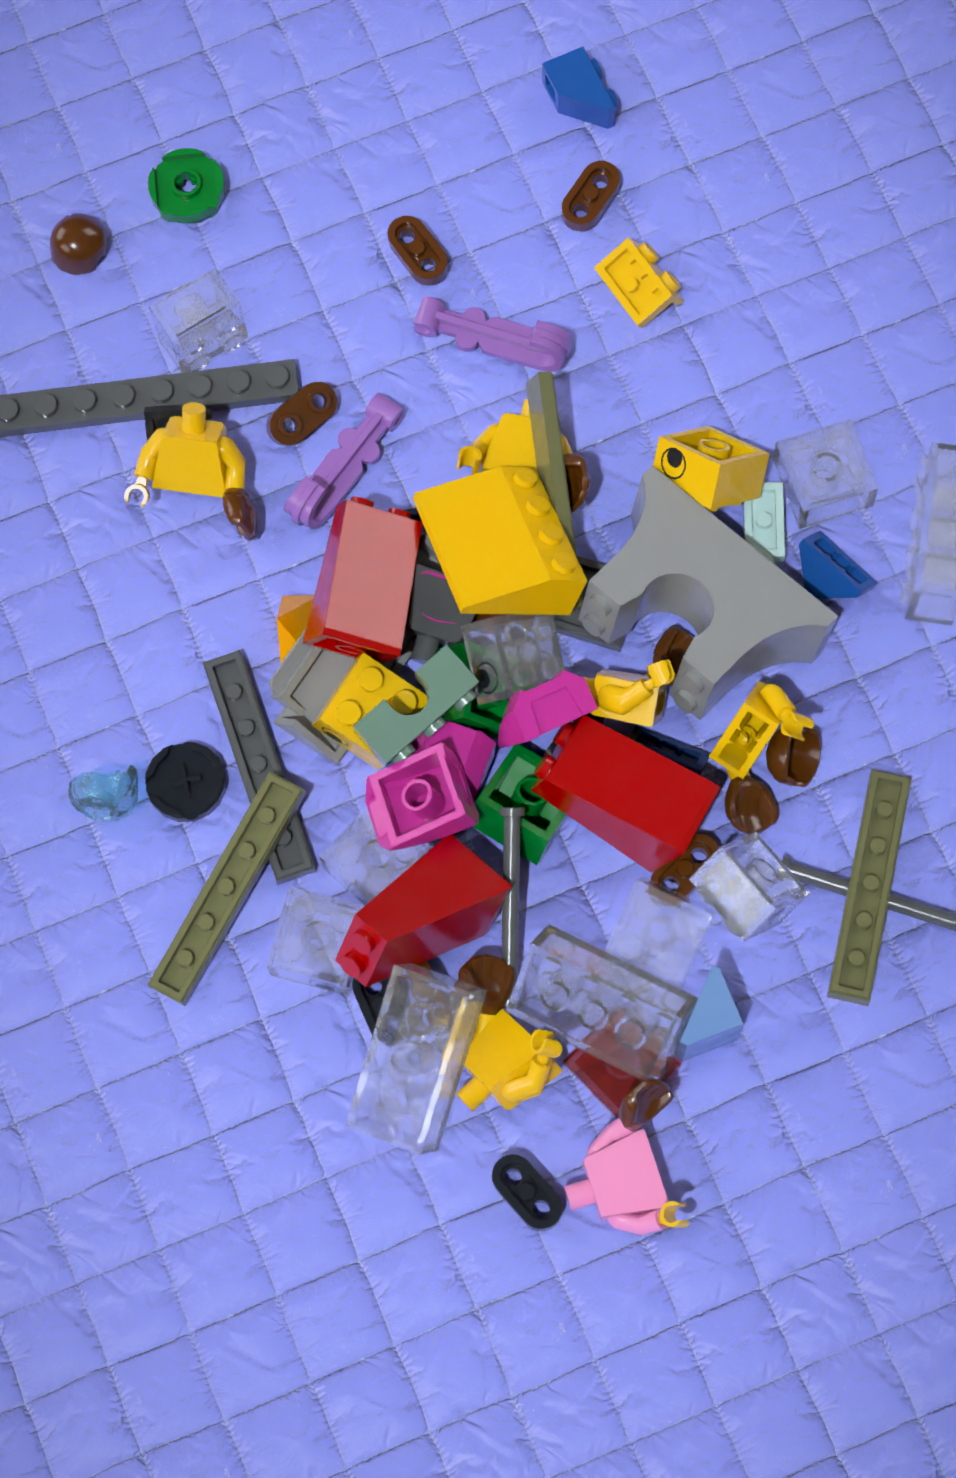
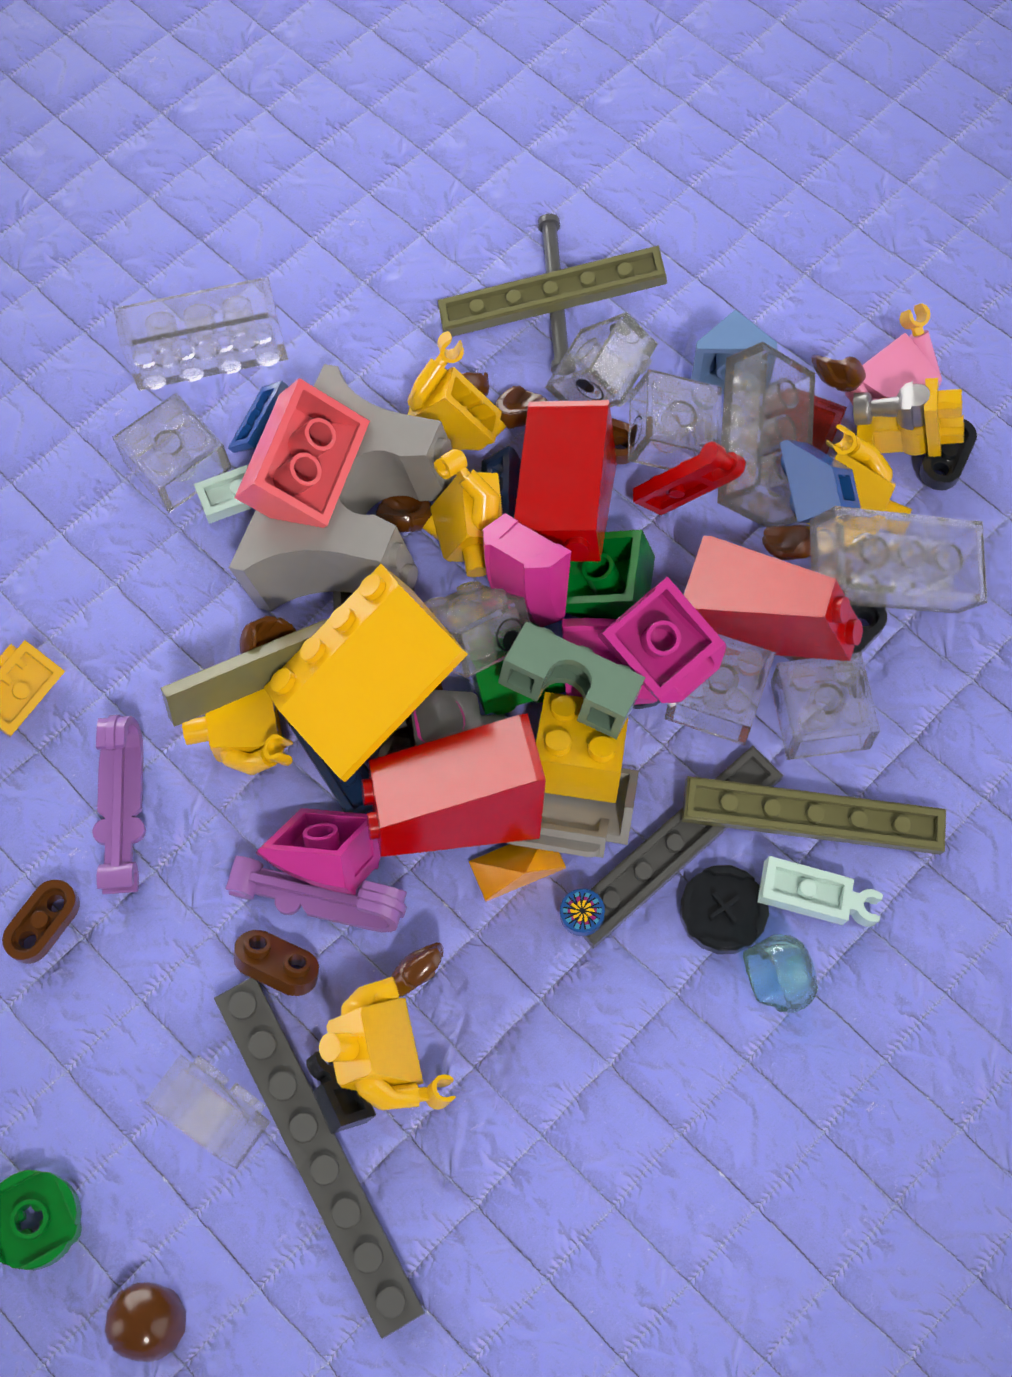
camera: 115 degrees left, 5 degrees down
(161, 855) = (815, 893): none -> light aqua plate
(230, 659) = (582, 912): none -> tile
(377, 468) = (324, 849): none -> dark pink slope
(511, 874) = (634, 563): dark grey bar -> none
(512, 1011) = (816, 481): none -> slope
(560, 1154) = (911, 421): none -> yellow hips
(584, 909) = (689, 479): none -> red plate
(712, 466) = (204, 529): yellow brick -> none
(725, 552) = (302, 457): none -> coral slope

